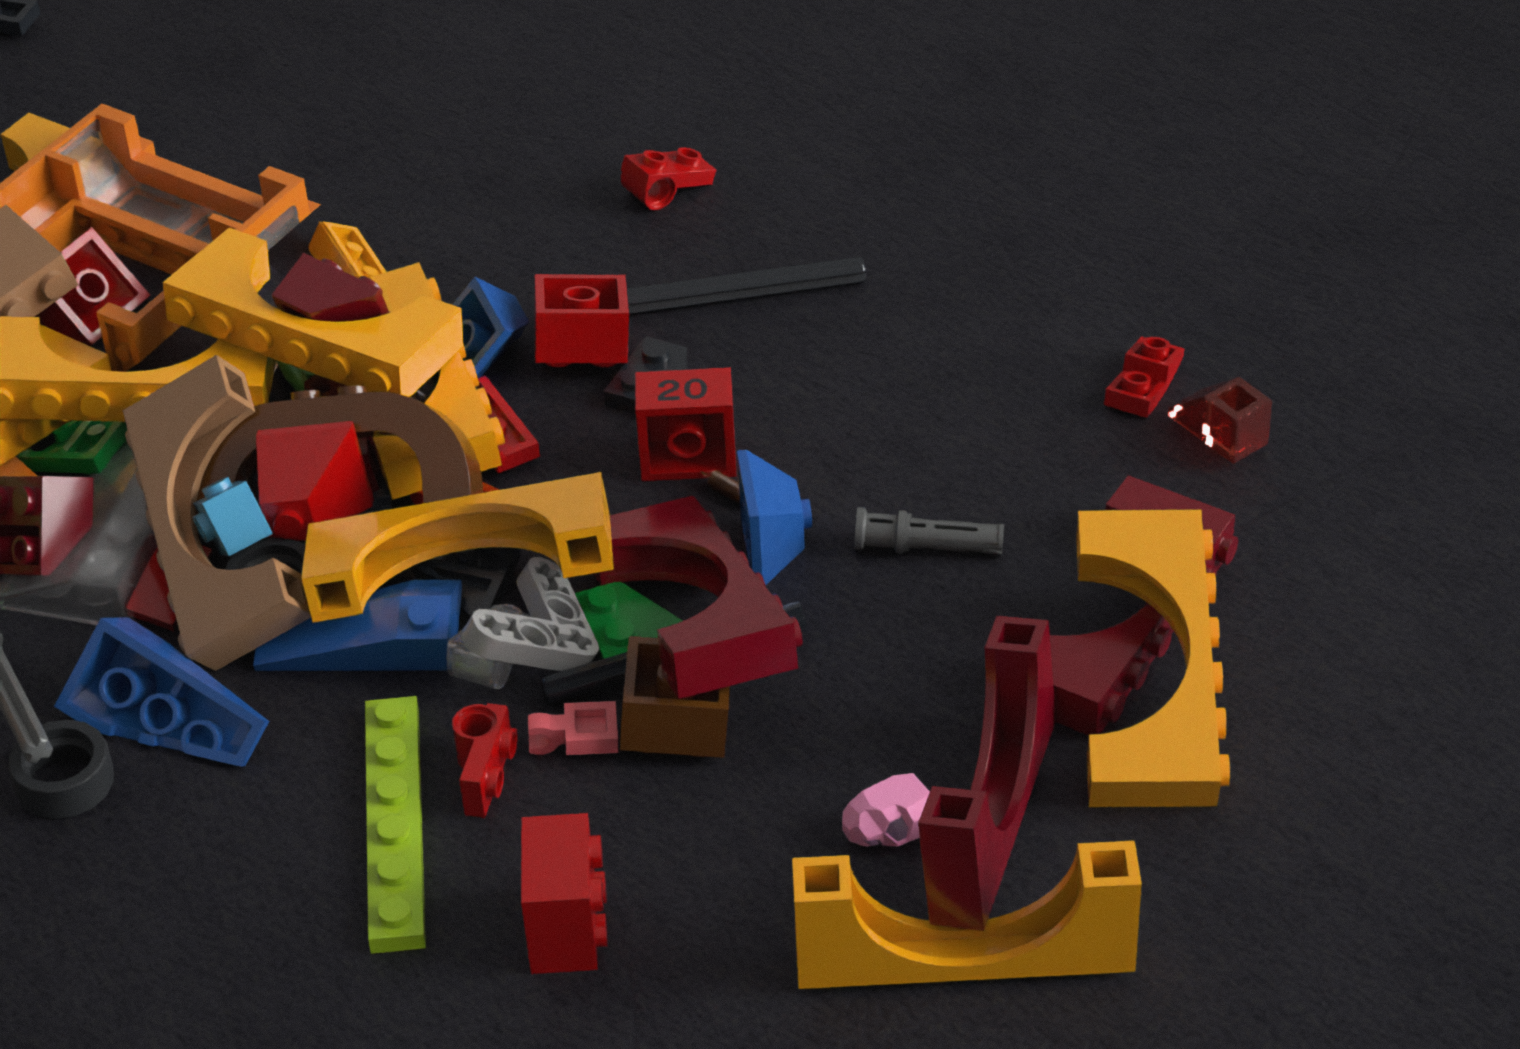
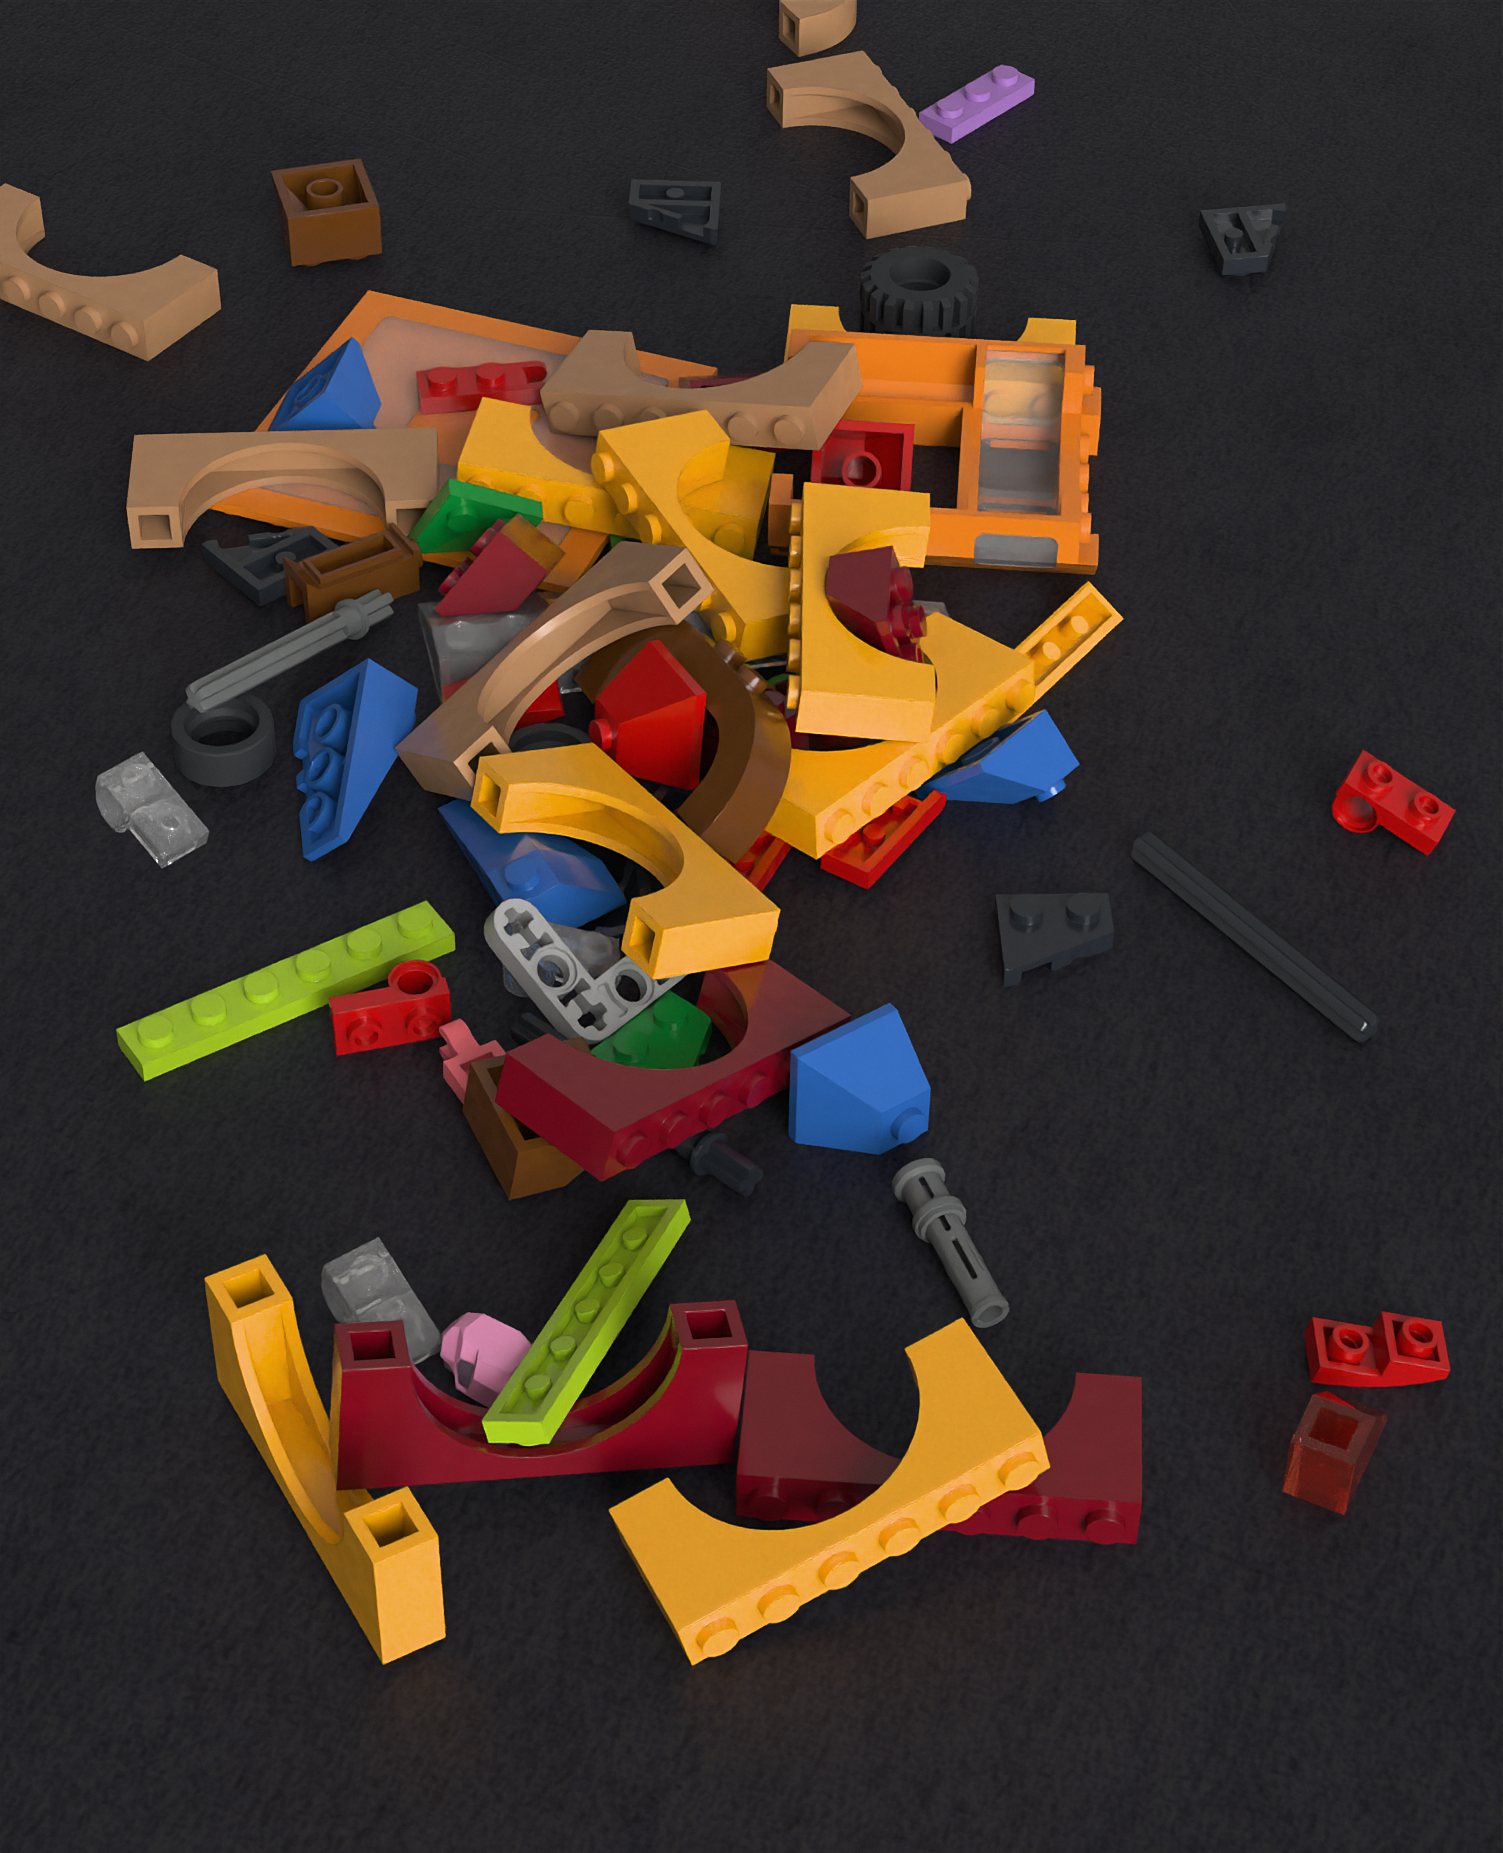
camera: 60 degrees right, 0 degrees up
(105, 839) = (142, 800): none -> clear plate
(230, 516) = (570, 687): dark azure brick -> none
(562, 893) = (214, 1129): red brick -> none
(581, 319) = (1071, 823): red brick -> none
(685, 423) = (958, 966): red brick -> none
(723, 485) = (925, 1047): reddish brown piece -> none
(769, 857) = (371, 1288): none -> clear plate
(903, 733) = (586, 1323): none -> lime plate

